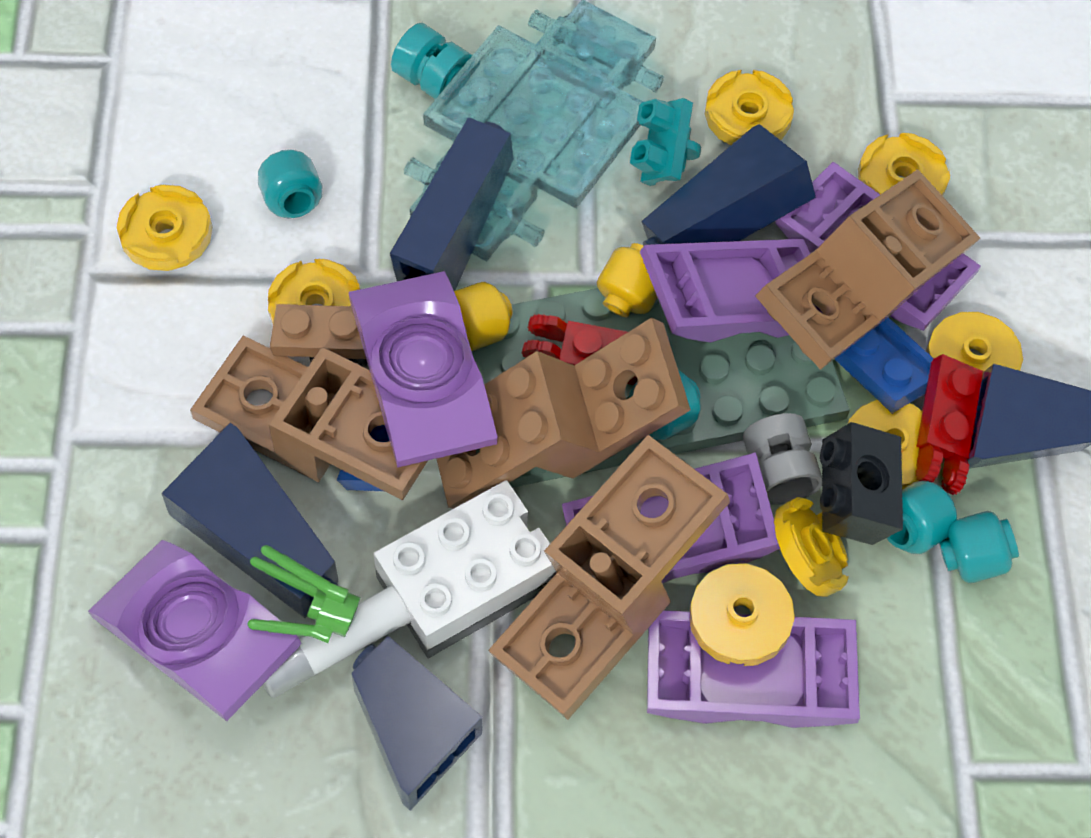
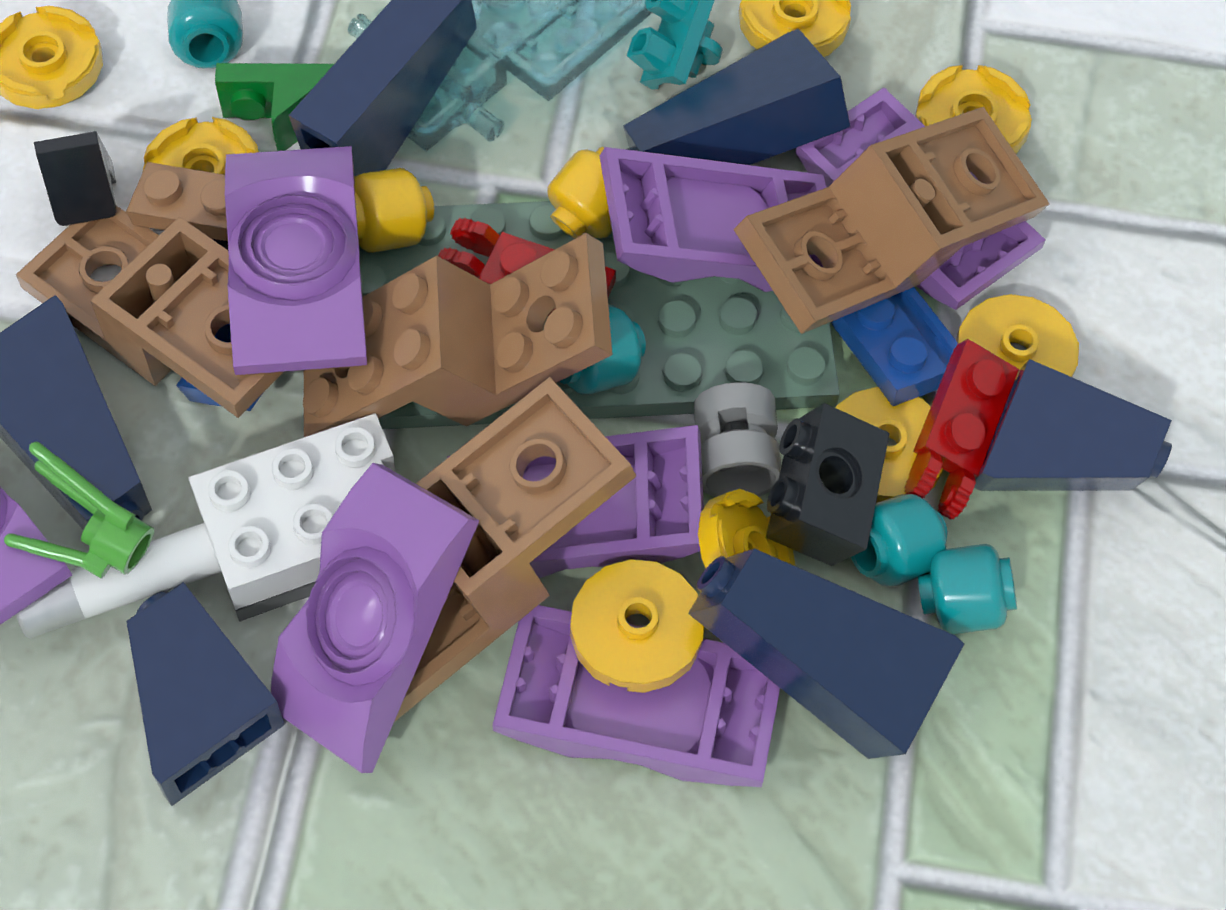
camera: 10 degrees right, 0 degrees up
(225, 326) = (77, 178): none -> black slope
(363, 229) = (266, 91): none -> green slope
(543, 638) = (369, 614): none -> medium lavender slope
(891, 610) = (829, 648): none -> dark blue slope

